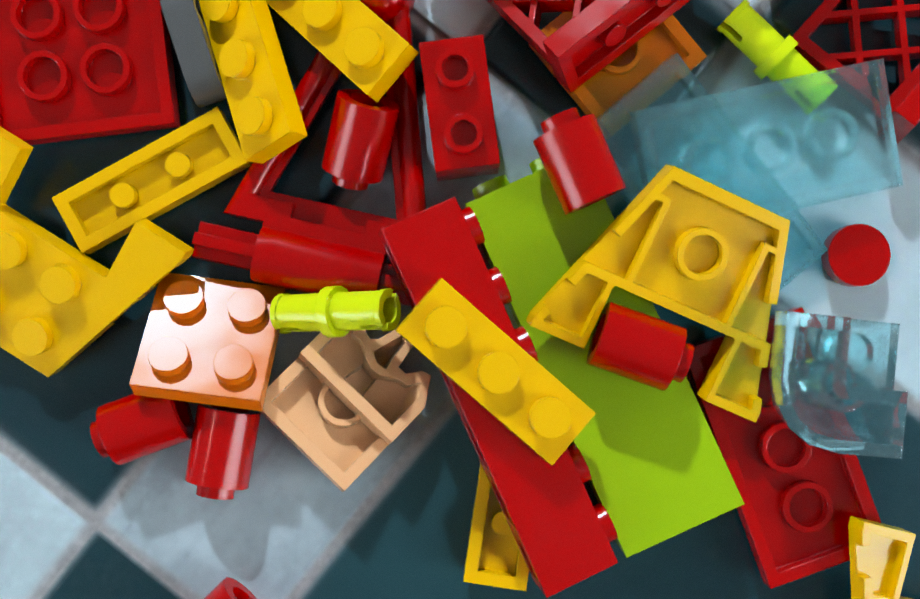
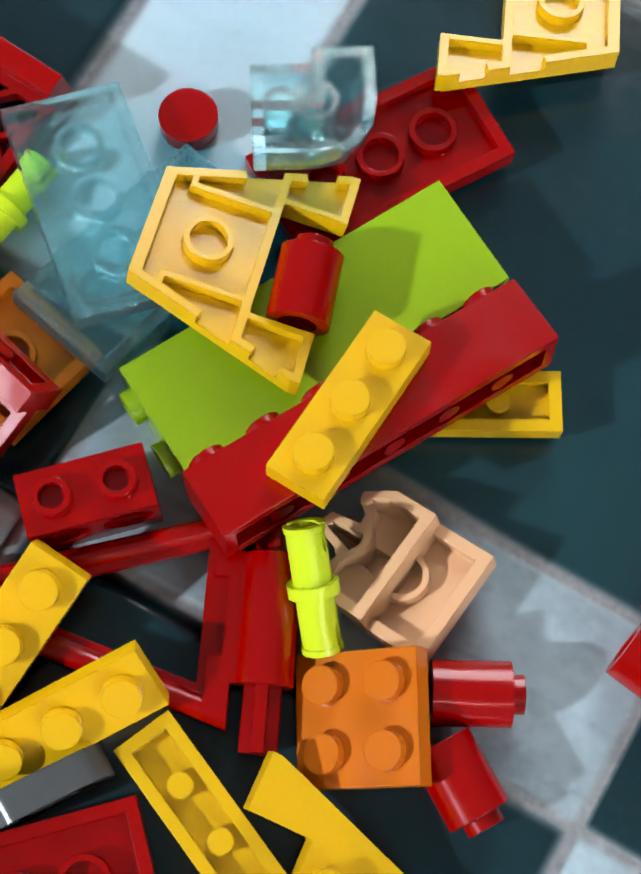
camera: 100 degrees left, 15 degrees down
(359, 139) = (131, 594): red brick -> none
(577, 160) = (132, 363): red brick -> none

